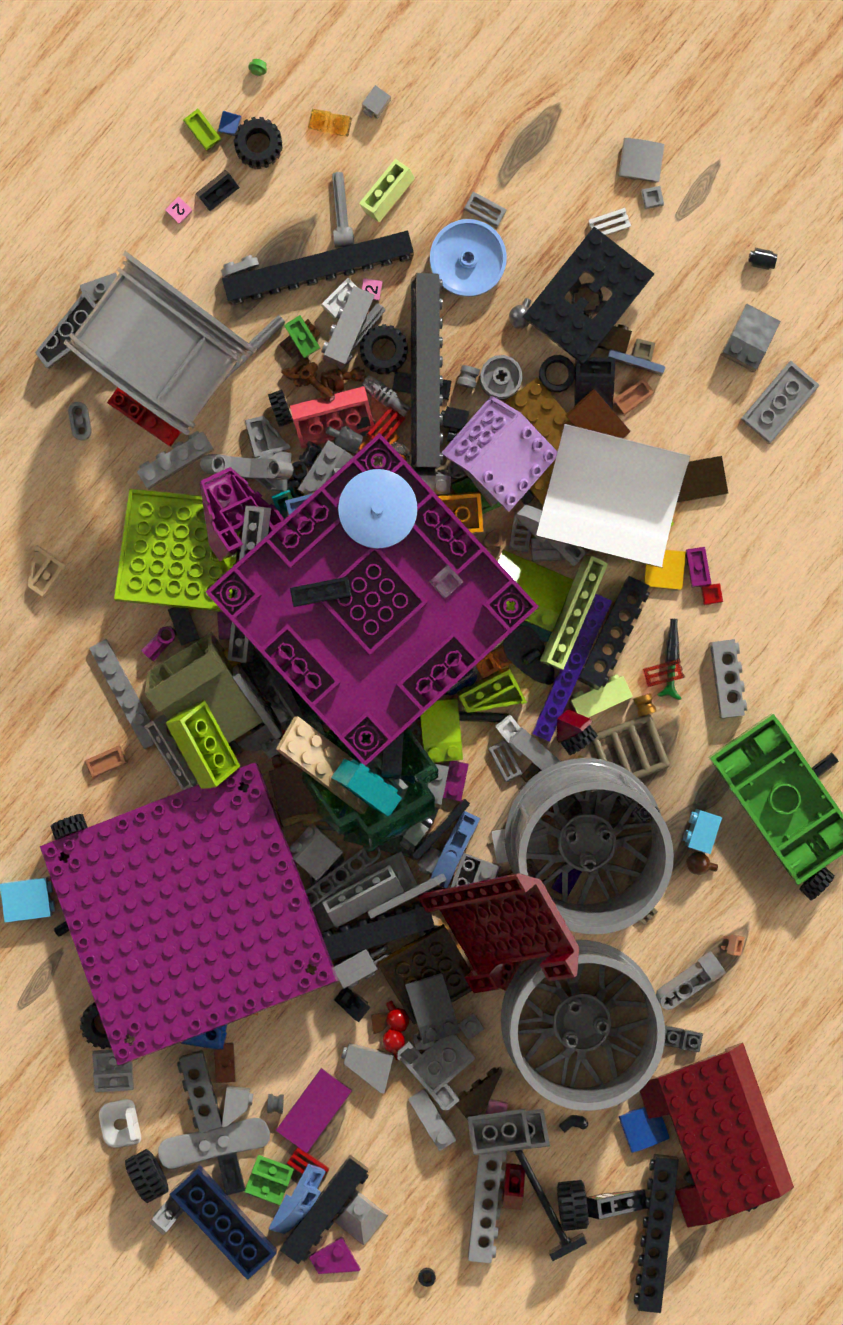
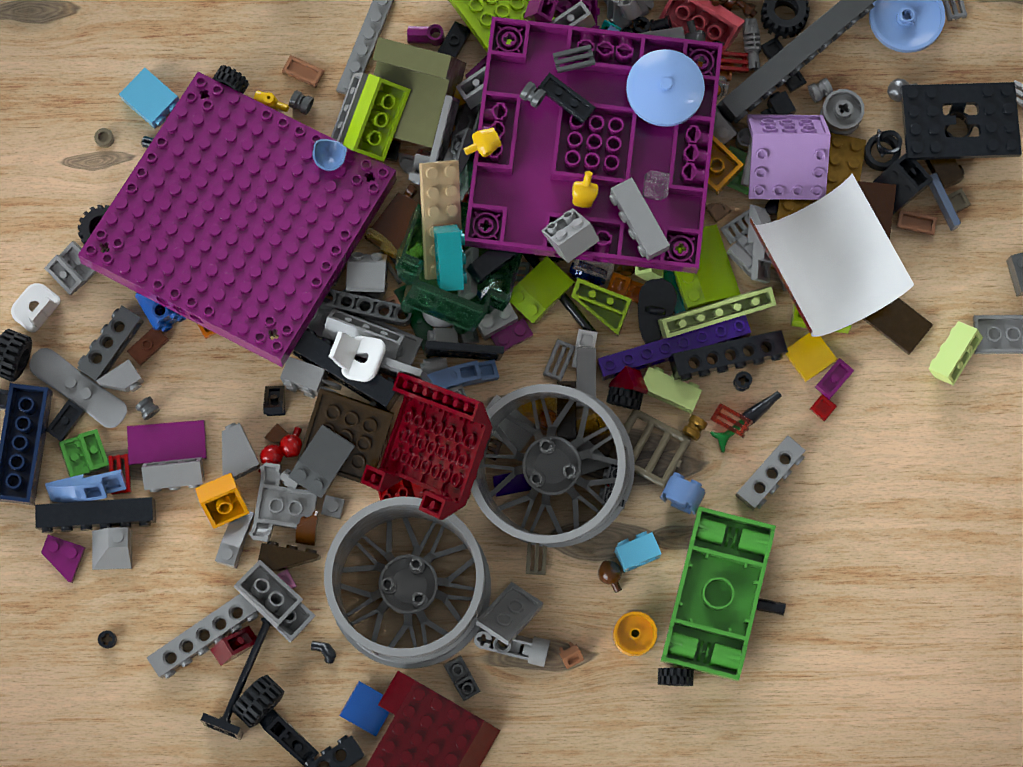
camera: 55 degrees right, 10 degrees down
(27, 960) = (104, 138): none -> dark tan tile
(110, 810) = (270, 100): none -> yellow piece
(127, 786) = (301, 102): none -> dark grey wheel
(201, 805) = (329, 154): none -> medium blue helmet
(287, 573) = (574, 58): none -> dark grey tile
(297, 616) = (533, 94): none -> dark grey wheel
(302, 685) = (484, 141): none -> yellow piece
(344, 1126) = (173, 474): none -> light grey brick
(367, 923) = (347, 347): none -> white piece
(398, 1107) = (222, 500): none -> light orange brick
(407, 641) = (584, 191): none -> yellow piece
(432, 683) = (570, 235): none -> light grey slope
(465, 620) = (639, 219): none -> light grey brick
(473, 1061) = (307, 529): none -> reddish brown slope
(545, 364) = (882, 134): none -> black piece
(647, 639) = (748, 380): none -> black bush
(666, 964) = (509, 613): none -> light grey plate
(688, 759) = (683, 494): none -> medium blue brick
(758, 460) = (955, 353): none -> yellowish green brick
(766, 894) = (635, 622): none -> light orange wheel

